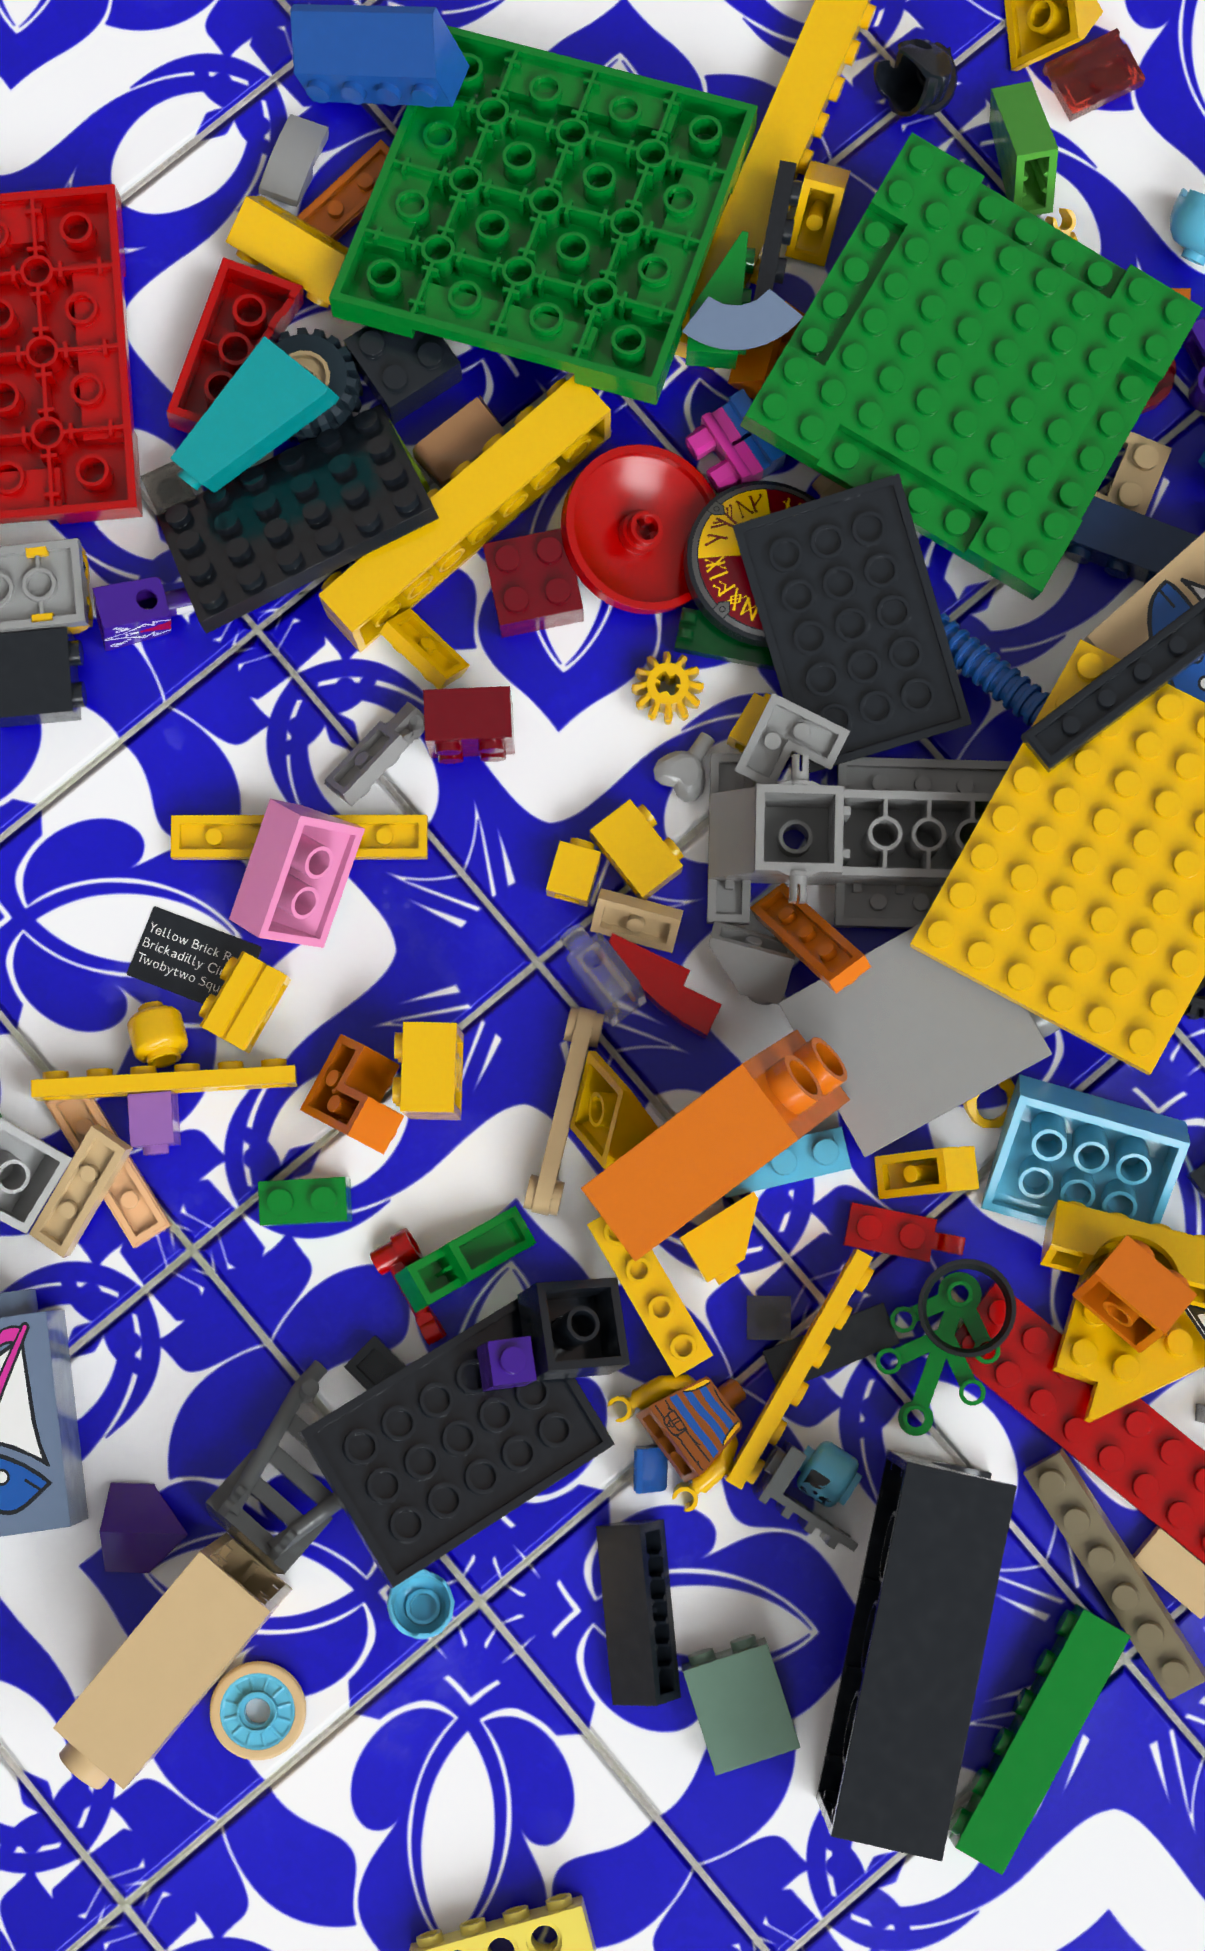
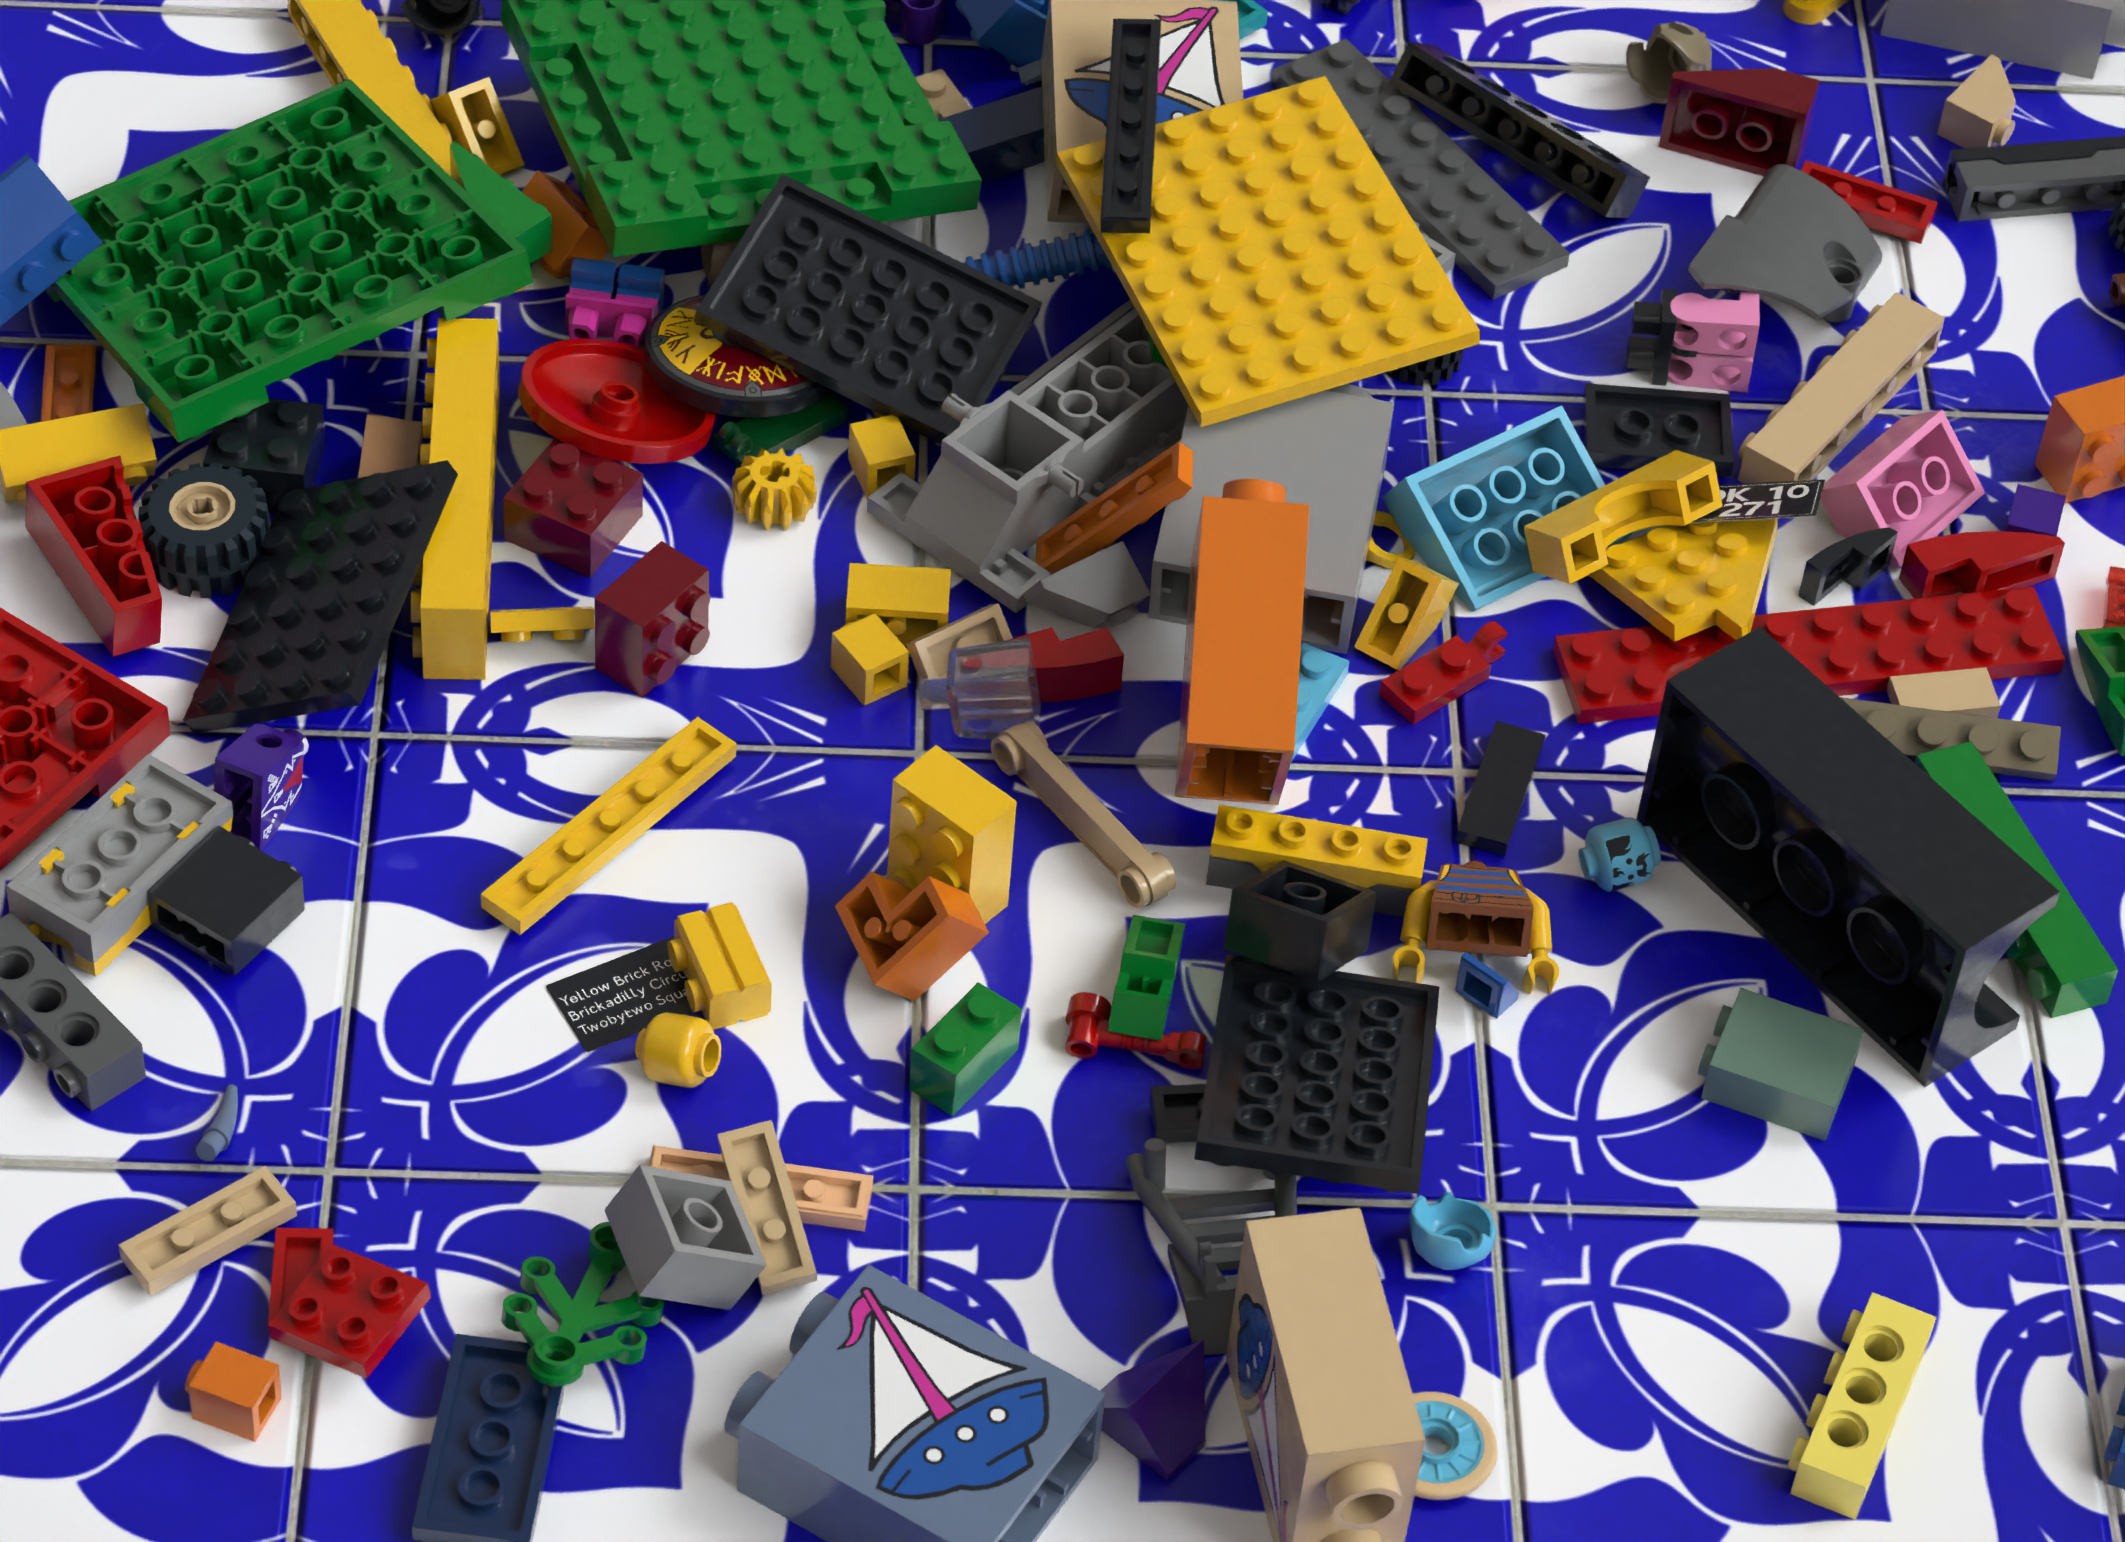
camera: 55 degrees left, 35 degrees down
(145, 1079) = (733, 1069): yellow plate -> none
(154, 1121) = (757, 1097): medium lavender brick -> none
(167, 488) = (172, 688): clear smoke plate -> none
(251, 417) = (200, 546): teal slope -> none
(296, 874) = (645, 830): bright pink slope -> none
(375, 754) = (597, 721): light grey hinge -> none
(506, 1363) = (1285, 976): dark purple brick -> none
(608, 1113) = (1122, 753): yellow slope -> none
(638, 1612) = (1619, 1080): black brick -> none
(685, 769) = (860, 532): light grey rock -> none
(722, 1240) = (1325, 780): yellow slope -> none
(742, 325) = (535, 184): sand blue tile -> none
(768, 1317) = (1429, 805): clear smoke plate -> none
(779, 229) = (457, 122): black plate -> none
(780, 1469) = (1600, 879): dark grey plate -> none
(786, 729) = (913, 415): light grey plate -> none
(791, 1385) = (1499, 798): yellow plate -> none
(946, 1331) = (1582, 703): green plant -> none
(999, 1279) = (1565, 604): black tyre -> none
(1135, 1293) = (1660, 516): orange brick -> none

